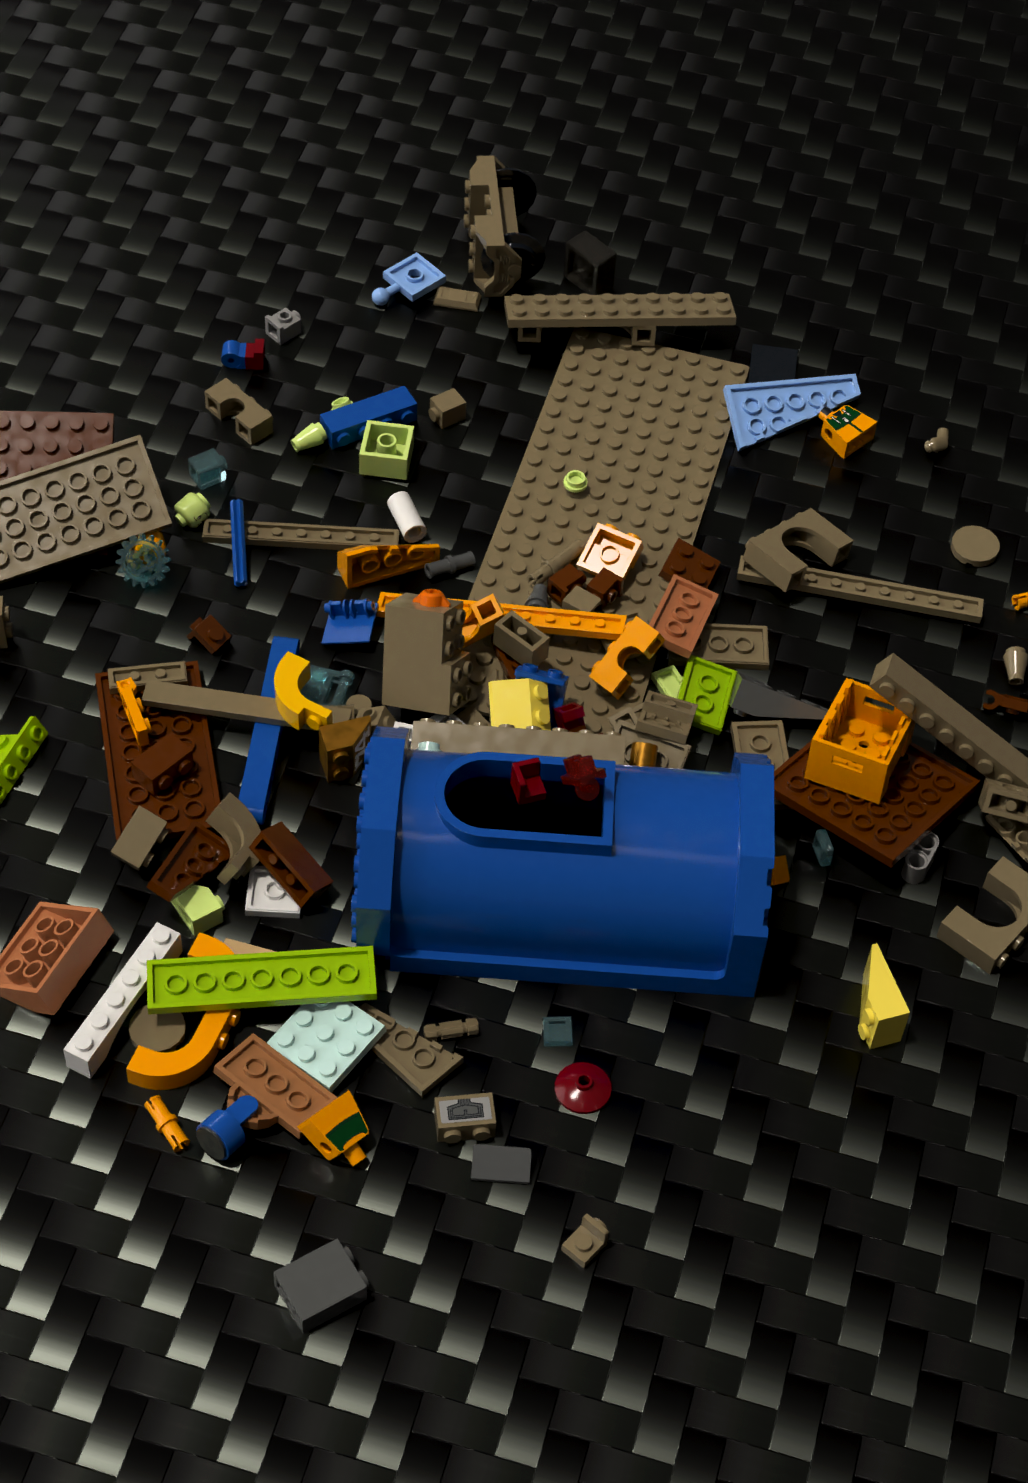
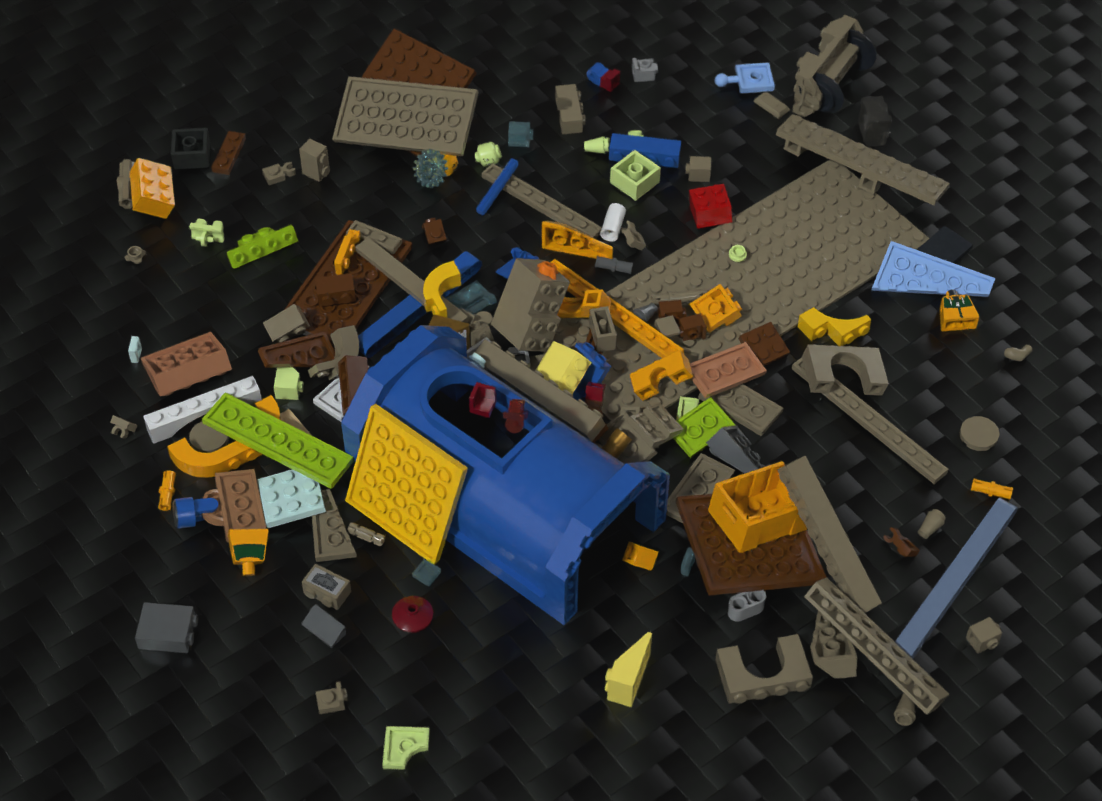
camera: 40 degrees right, 0 degrees up
(37, 1077) = (122, 424): none -> dark tan tile
(446, 524) = (633, 237): none -> dark tan plate
(477, 938) = (405, 484): none -> yellow plate
(500, 443) = (710, 206): none -> red brick
(707, 1240) = (402, 744): none -> yellowish green tile
(752, 511) = (841, 331): none -> yellow arch

